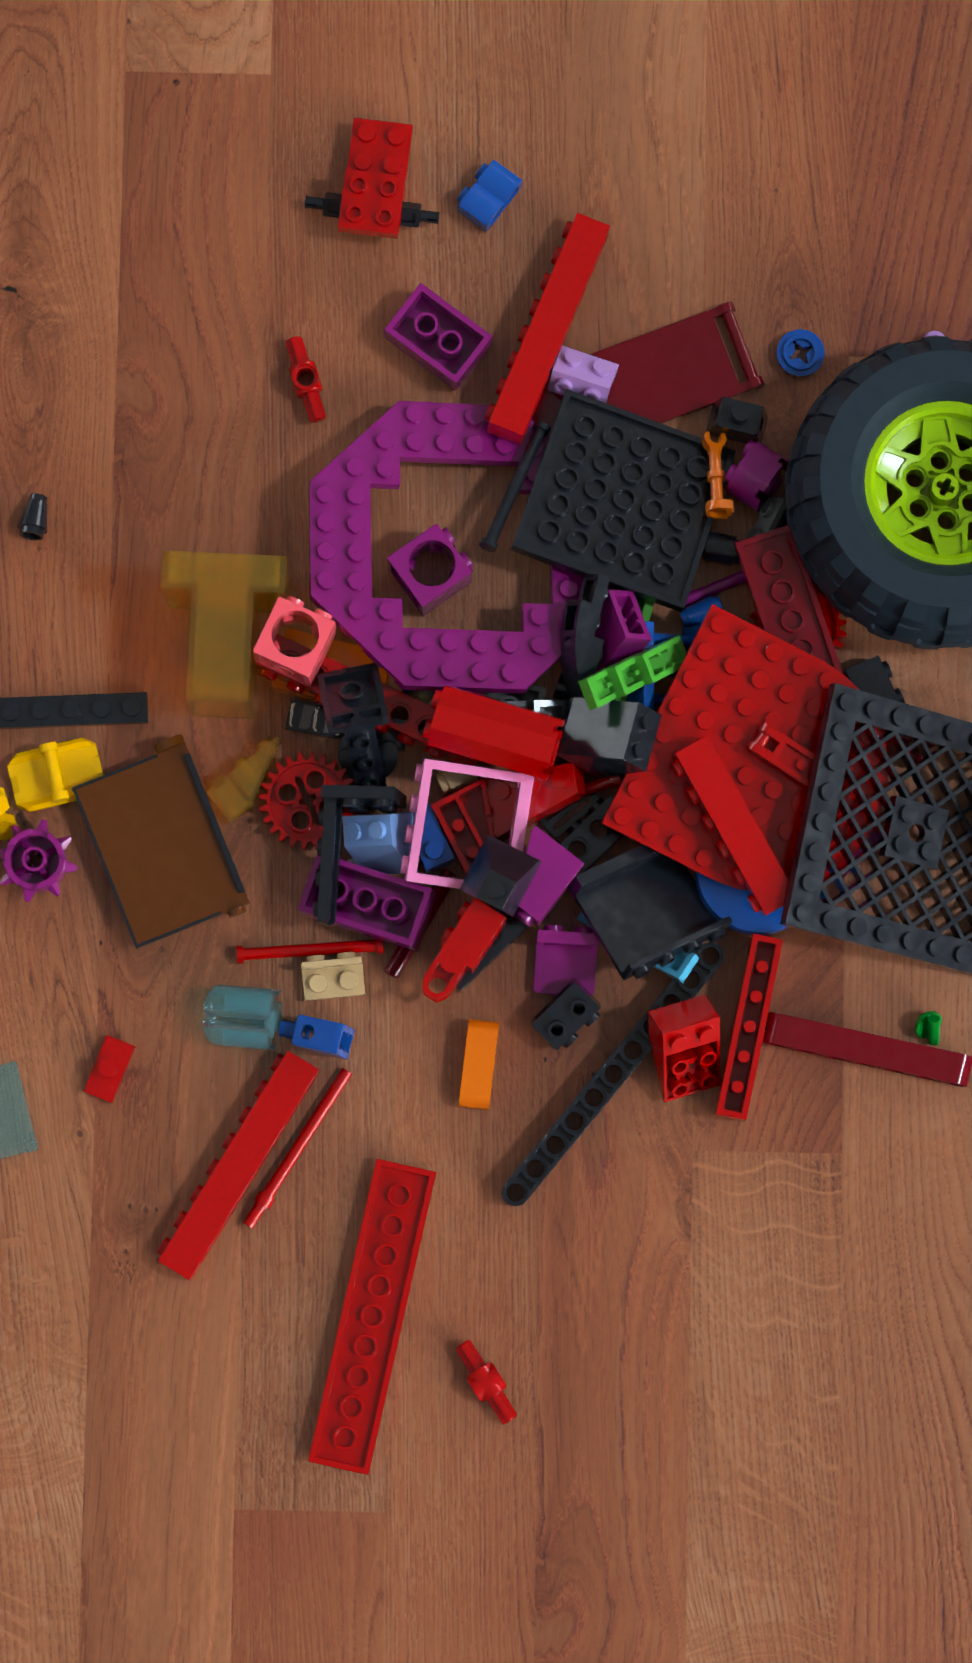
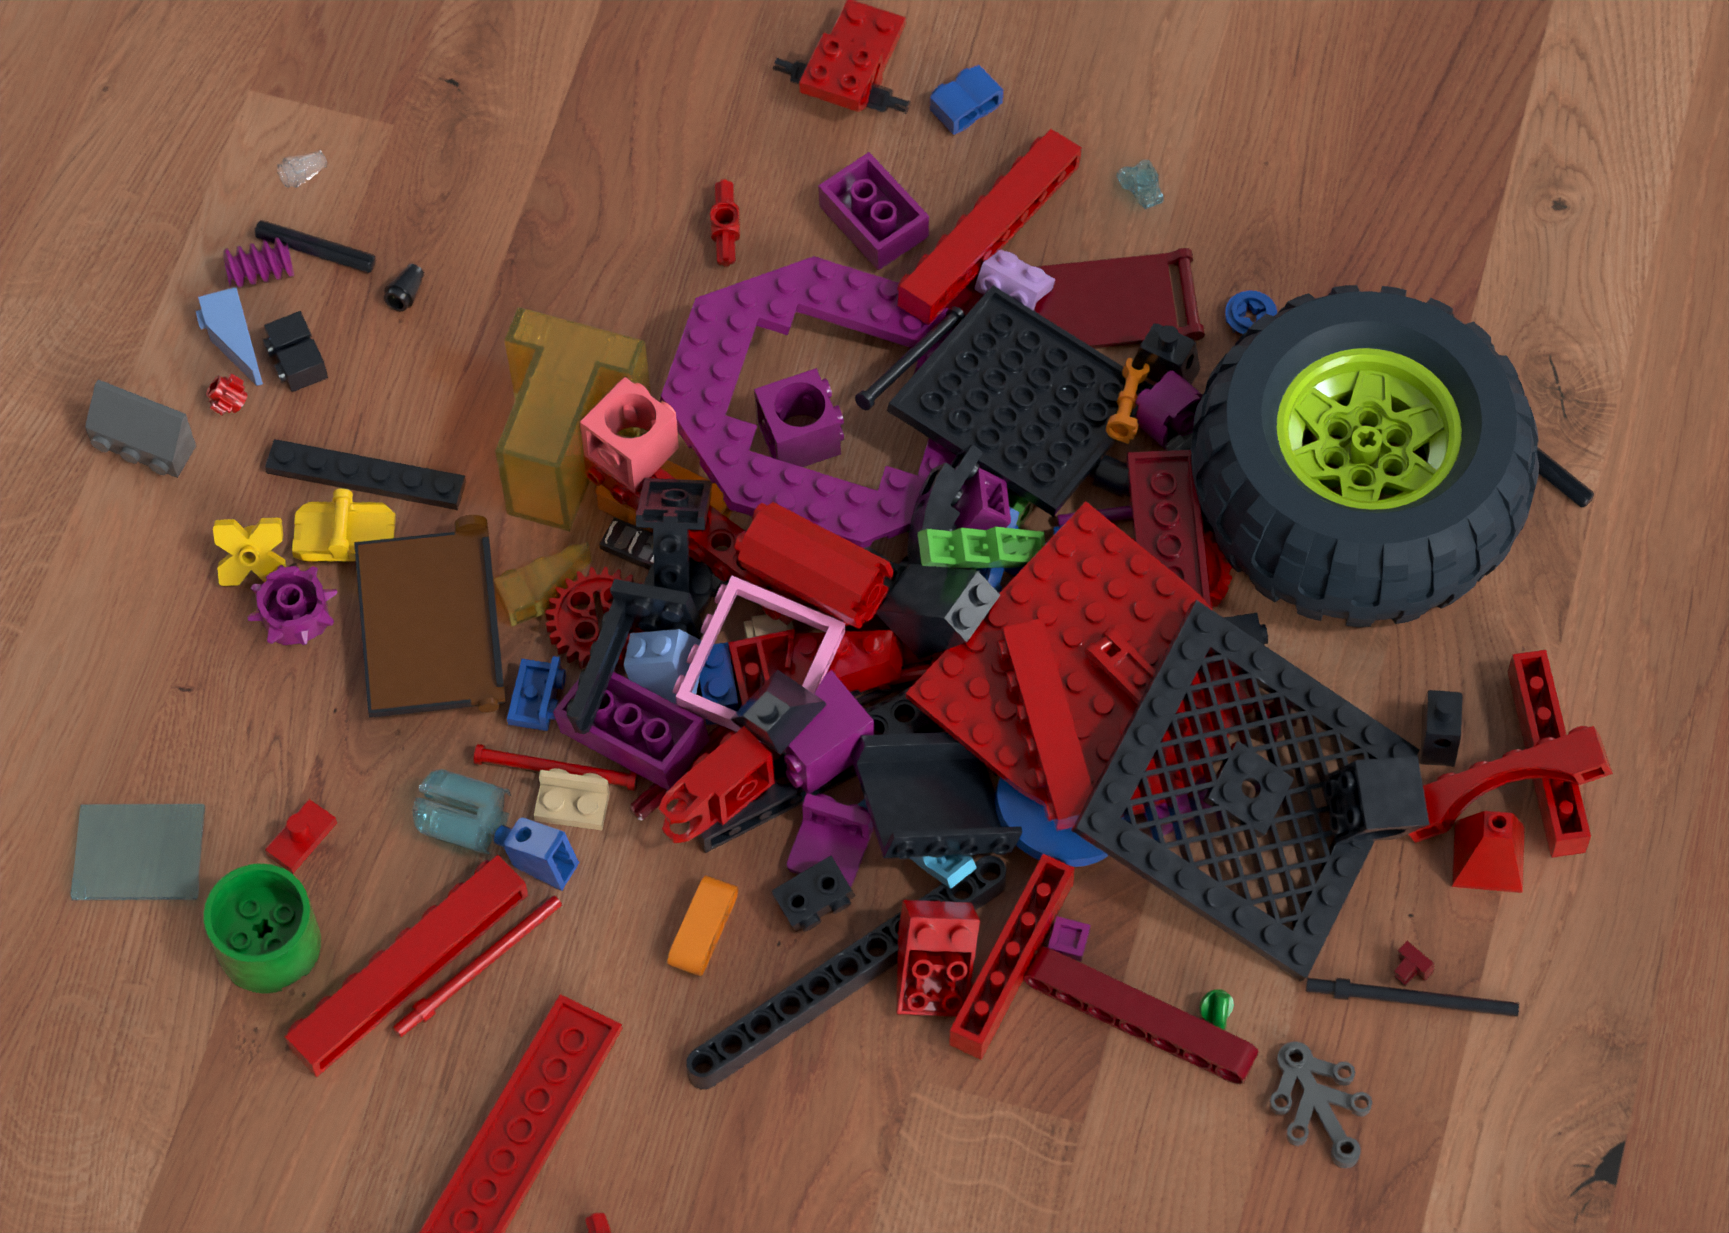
camera: 20 degrees right, 20 degrees down
(87, 1158) = (249, 906): none -> green brick
(272, 887) = (536, 693): none -> blue bracket
(668, 241) = (1142, 183): none -> clear light blue plate
(790, 995) = (1069, 938): none -> magenta plate

